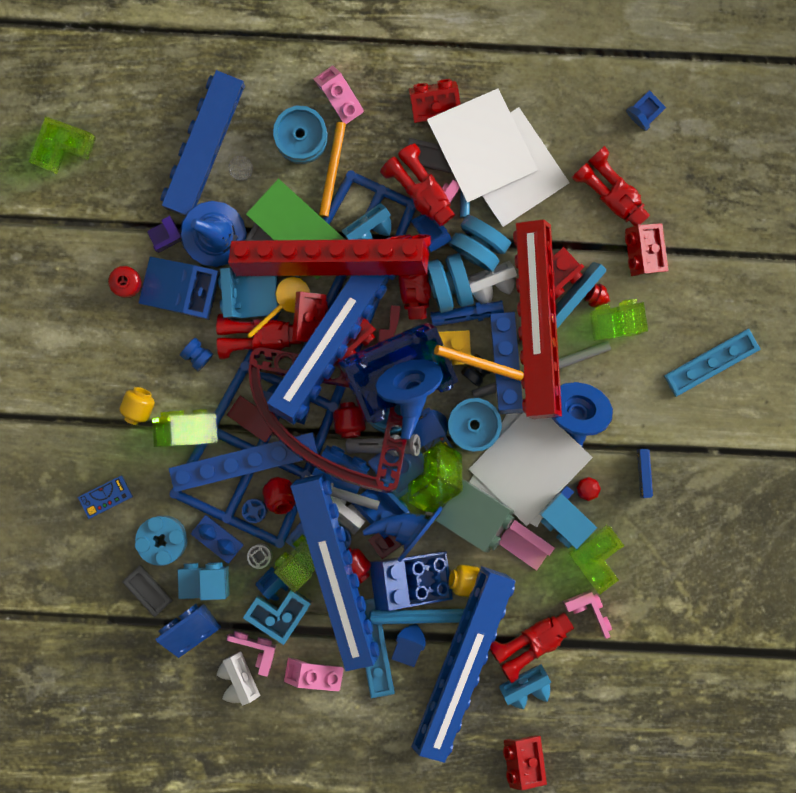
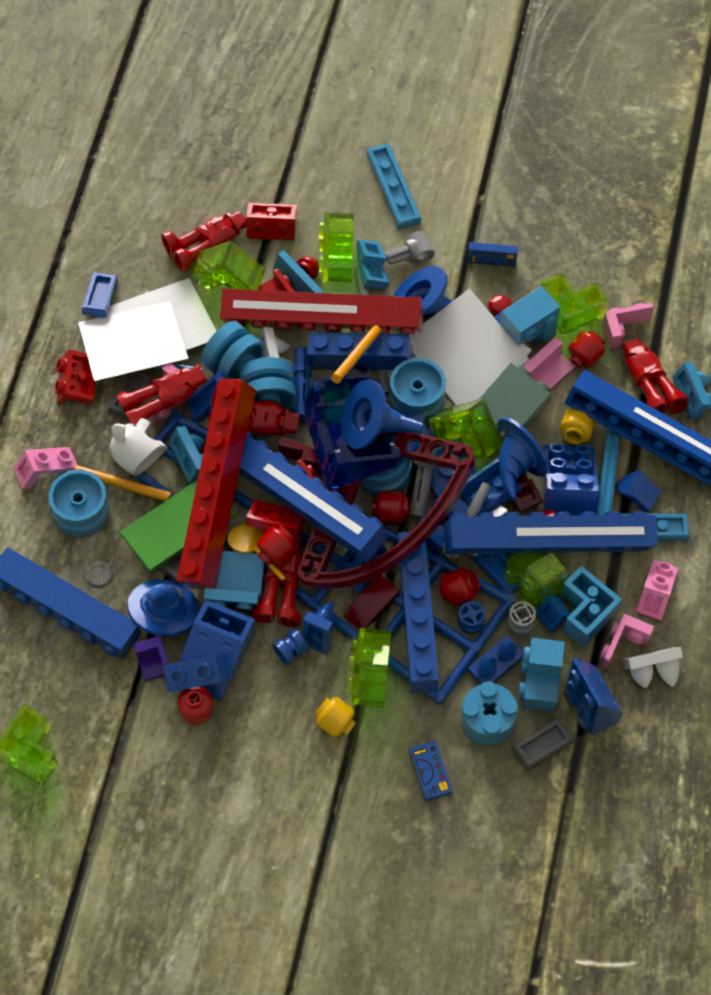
camera: 80 degrees left, 25 degrees down
(148, 276) = (195, 672): none -> blue brick
(214, 378) = (318, 628): none -> blue tile
(276, 324) = (276, 545): none -> red head
(359, 171) = (133, 447): none -> white piece
(531, 101) = (99, 295): none -> tile
(552, 579) = (586, 349): none -> red head
(574, 219) = (227, 266): none -> clear neon green brick
(611, 356) = (370, 264): none -> dark azure slope
(639, 397) = (416, 248): none -> light grey axle
(645, 110) = (134, 201): blue tile -> none

